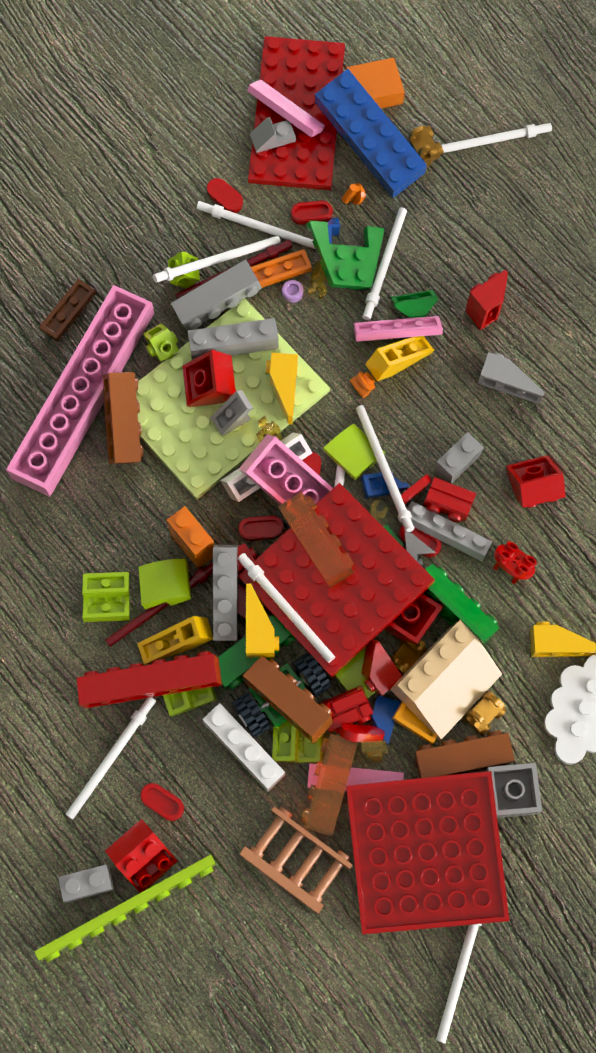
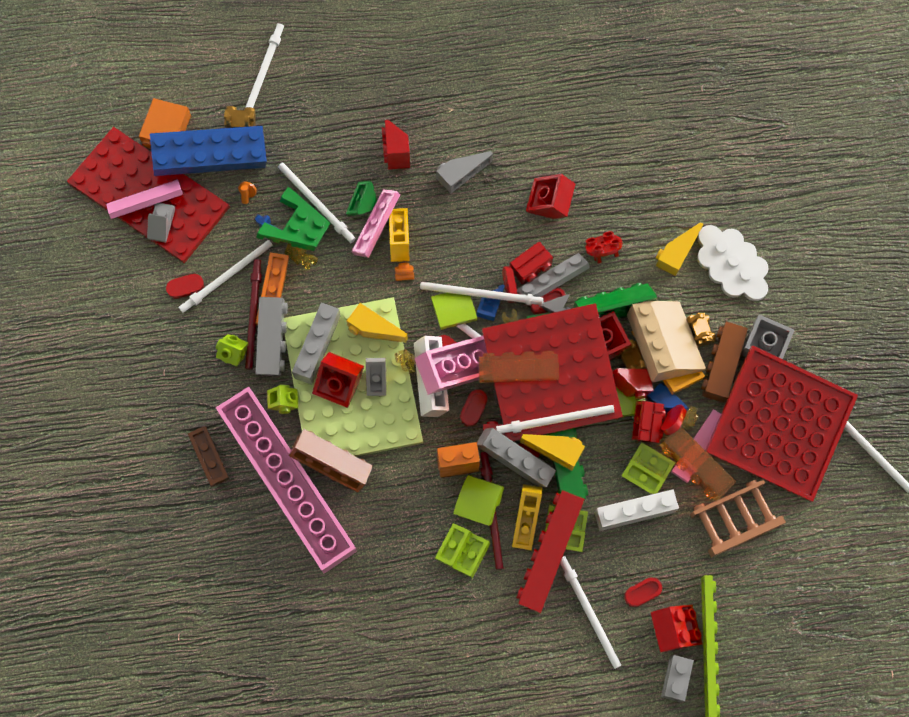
camera: 60 degrees left, 0 degrees up
(168, 273) = (235, 359): white bar -> none
(252, 714) = (613, 461): black plate -> none
(288, 699) = (622, 456): dark orange brick -> none
(292, 291) = (297, 281): lavender tile -> none
(311, 211) = (240, 231): red tile -> none
(458, 458) = (504, 238): light grey brick -> none

